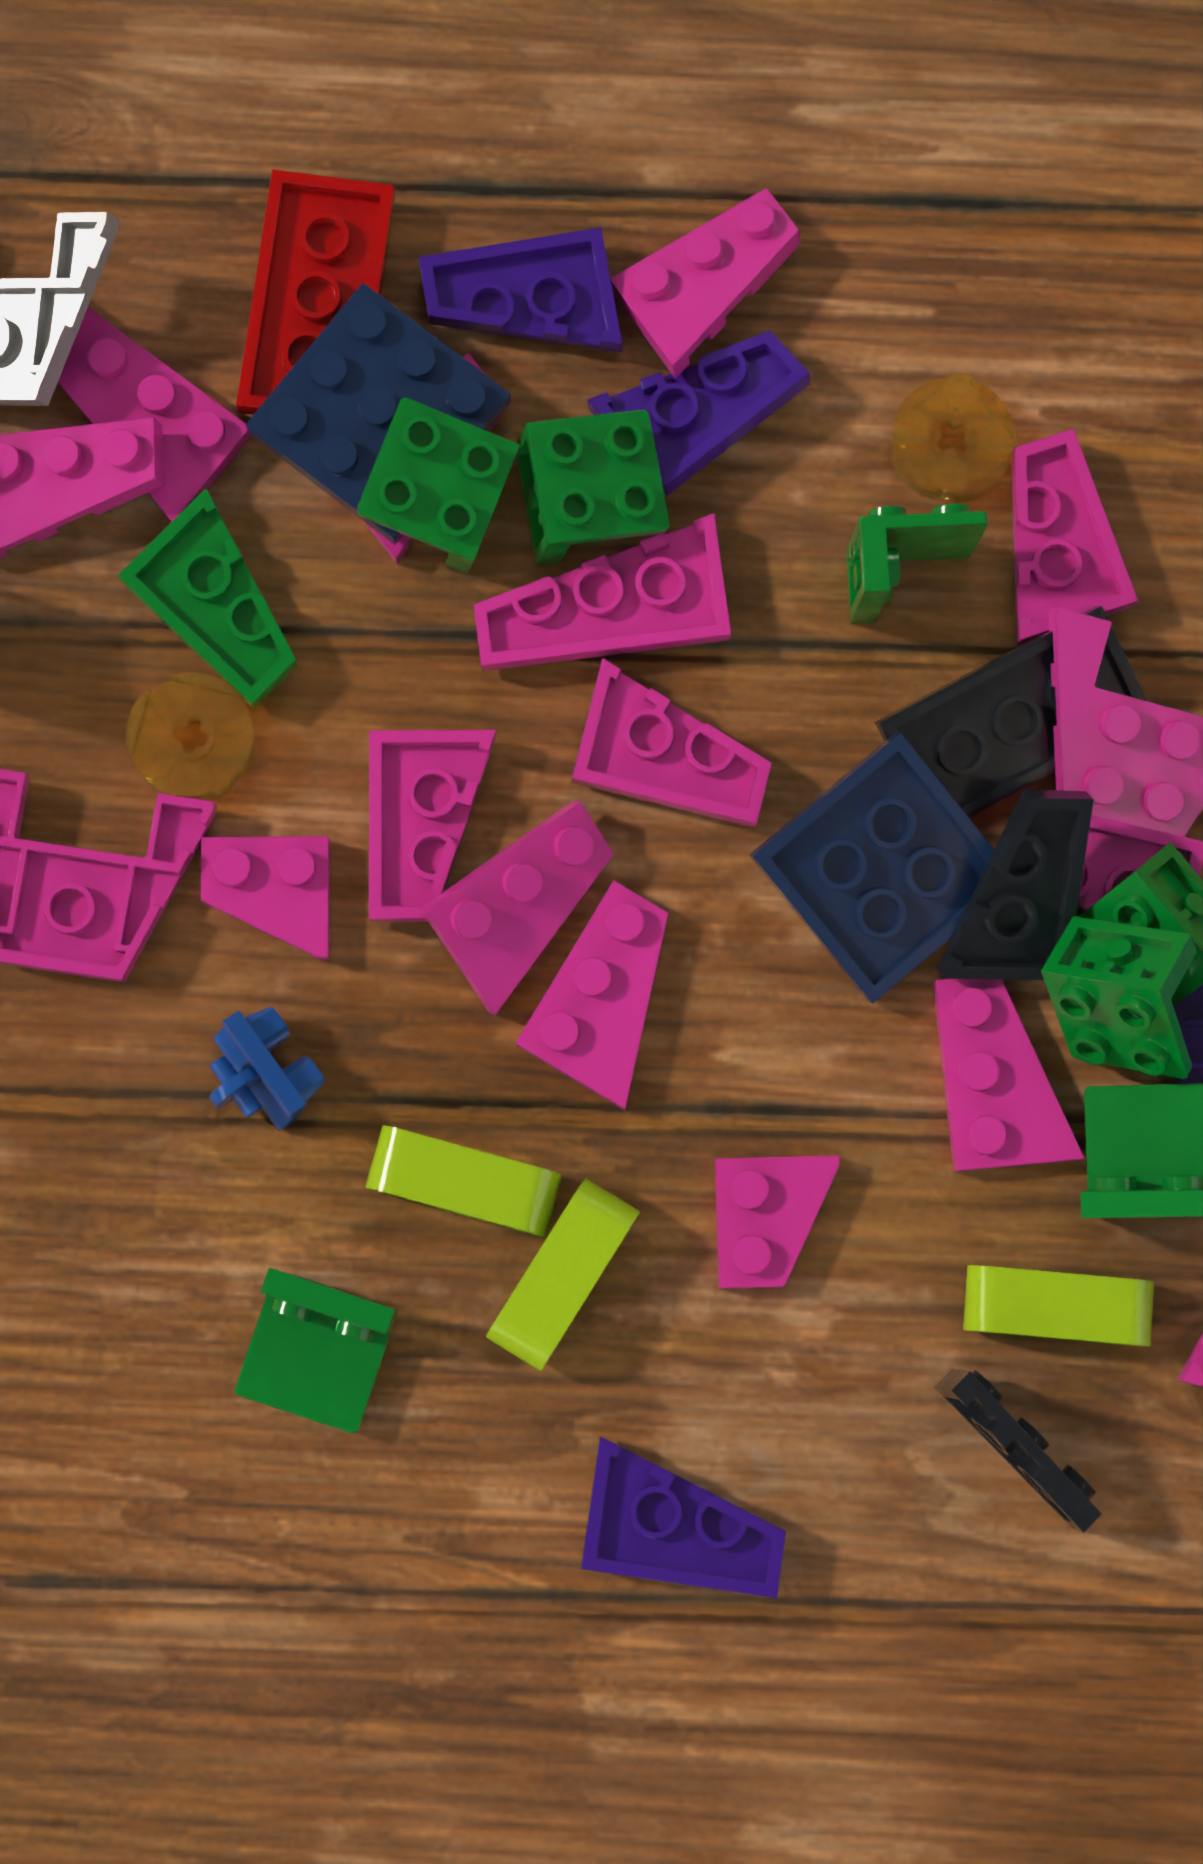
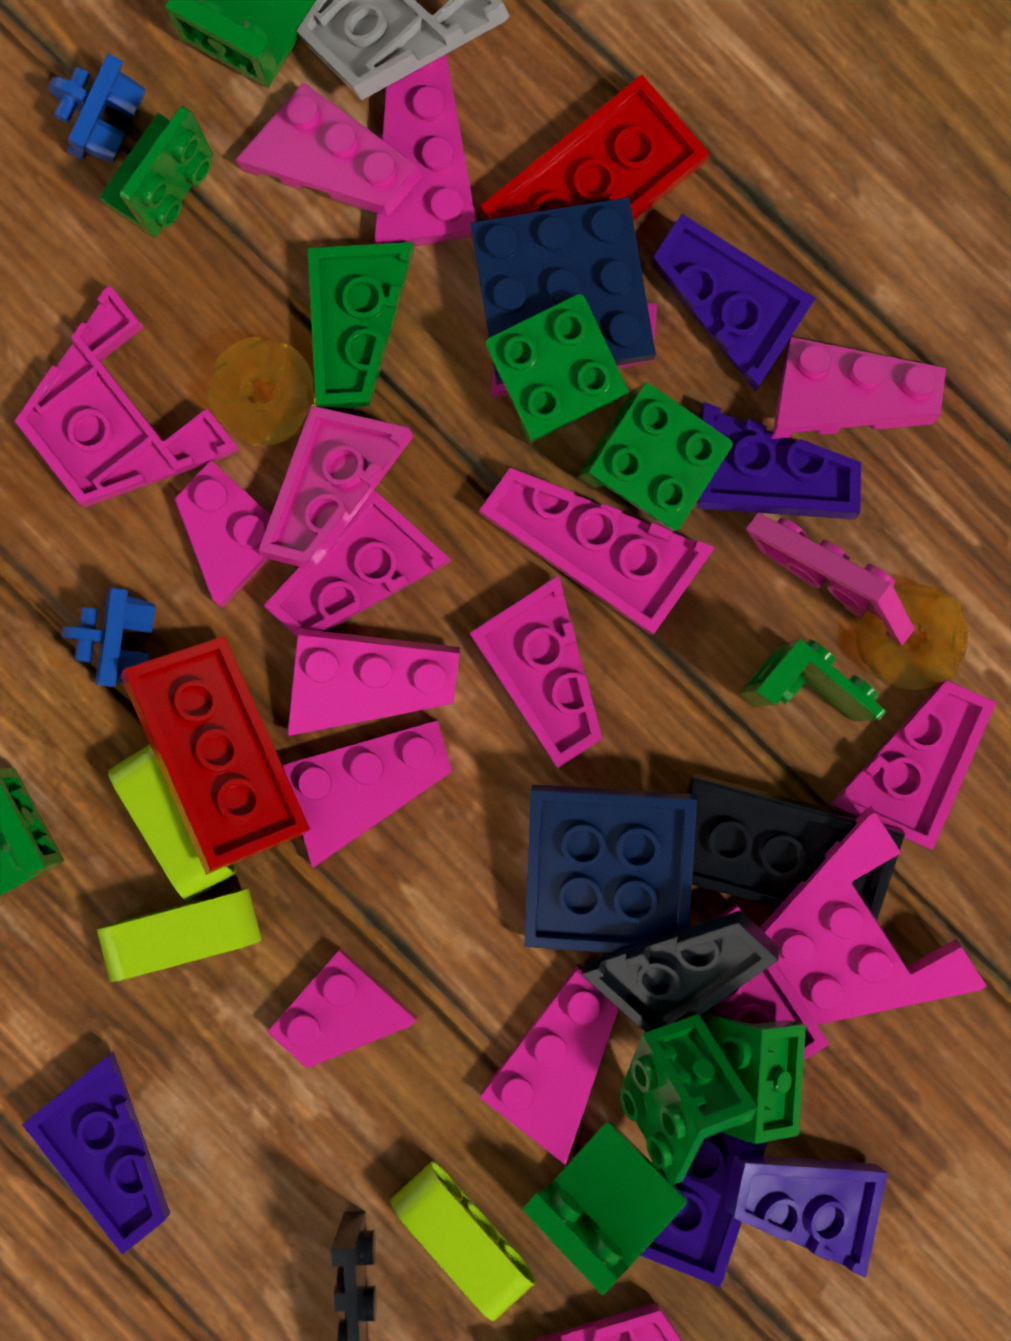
camera: 50 degrees right, 5 degrees up
(327, 759) = (327, 483): none -> dark pink wing
(448, 1081) = (214, 753): none -> red plate
(854, 437) = (852, 585): none -> dark pink wing

